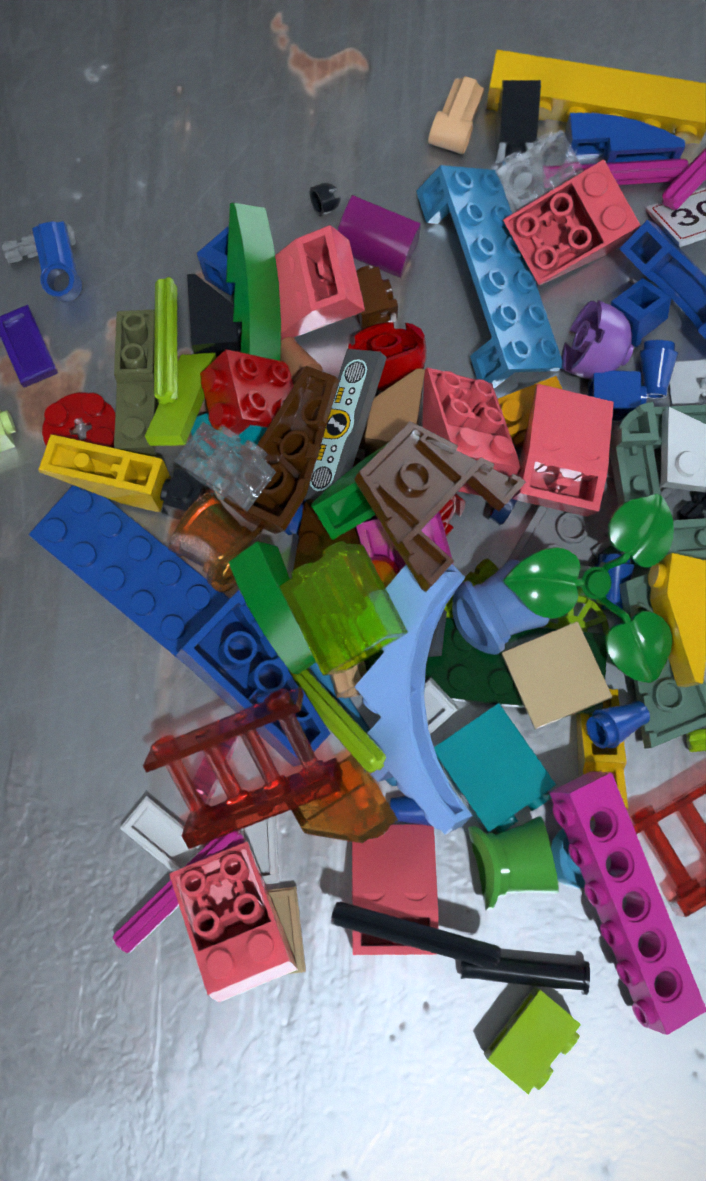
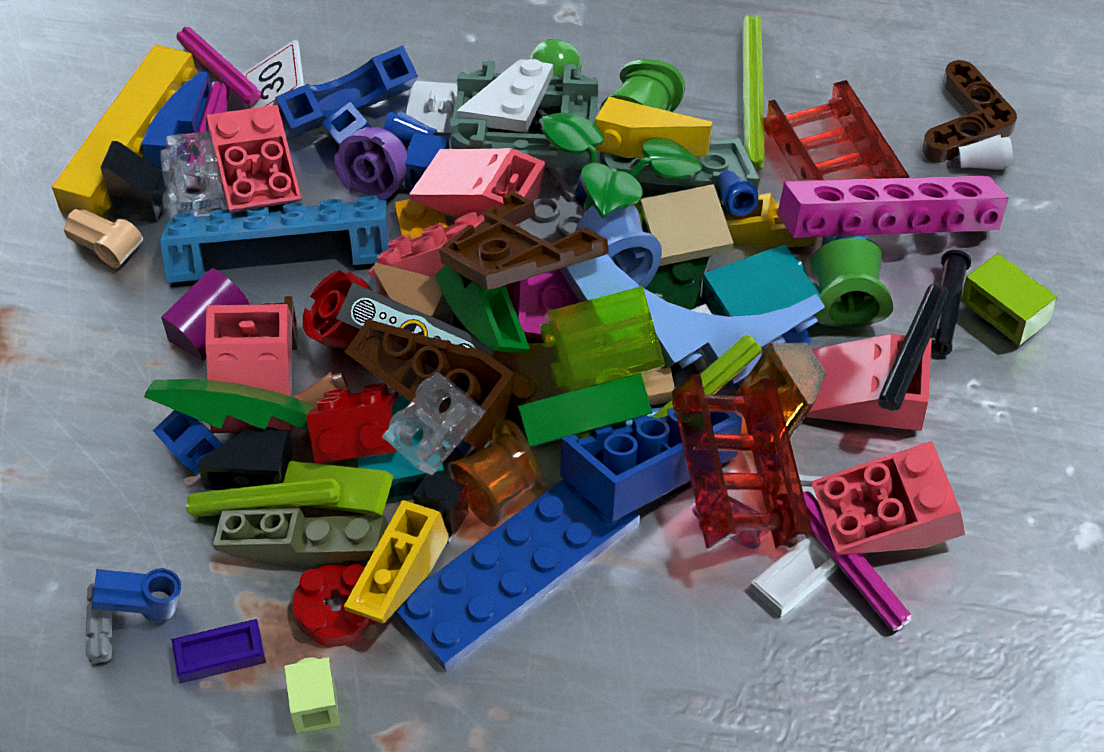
camera: 80 degrees left, 25 degrees down
(324, 199) = (155, 355): black hinge -> none

